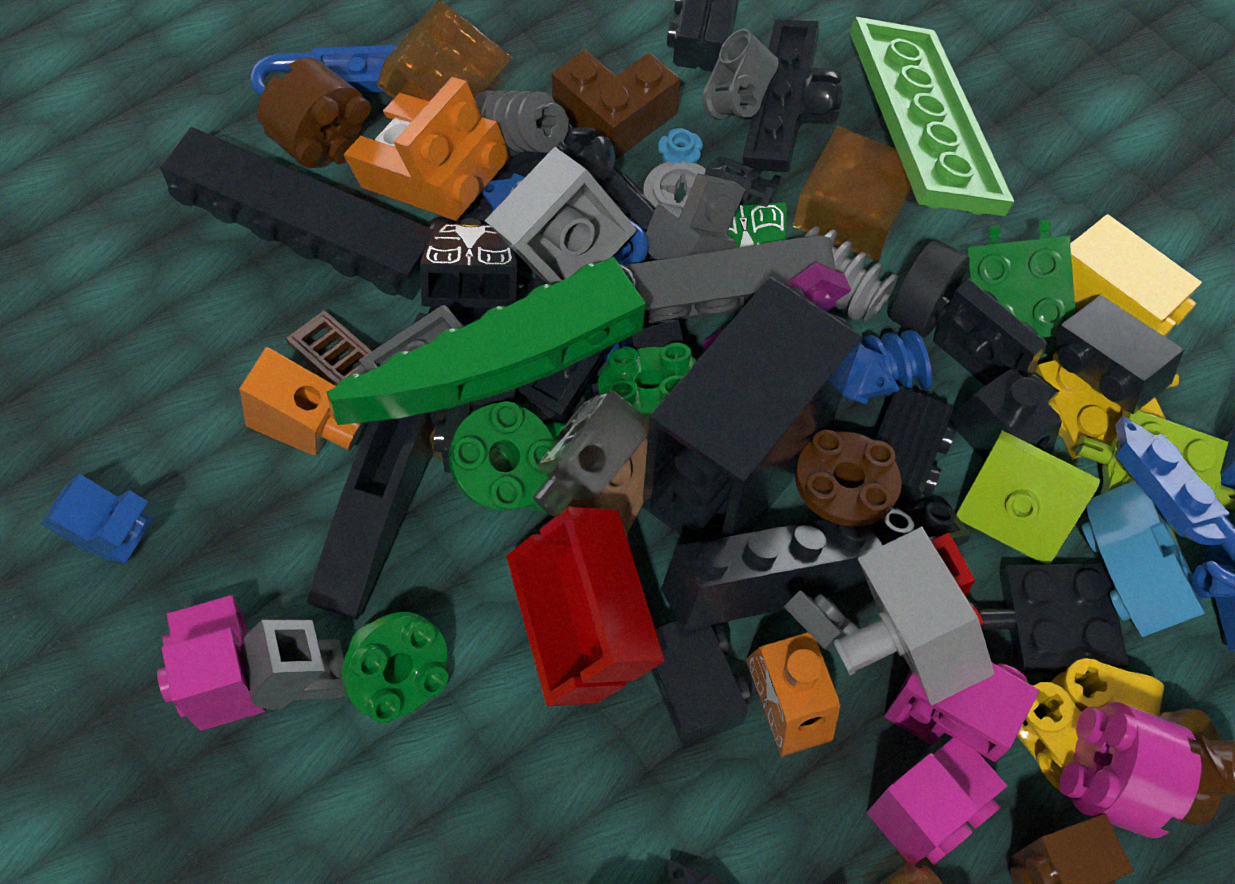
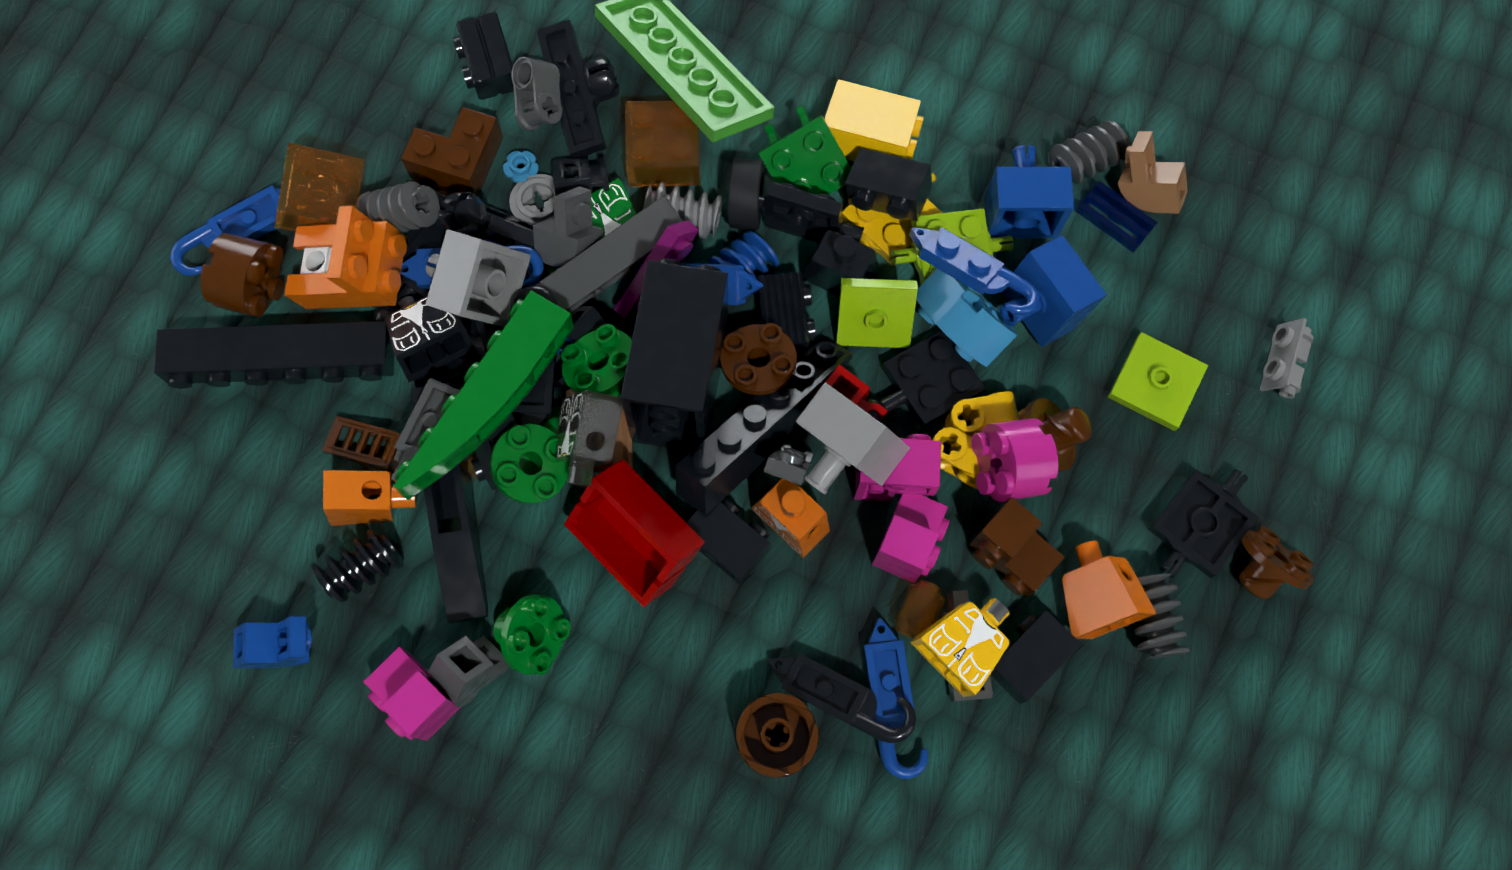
camera: 30 degrees left, 10 degrees up
(246, 481) = (358, 565): none -> black piece

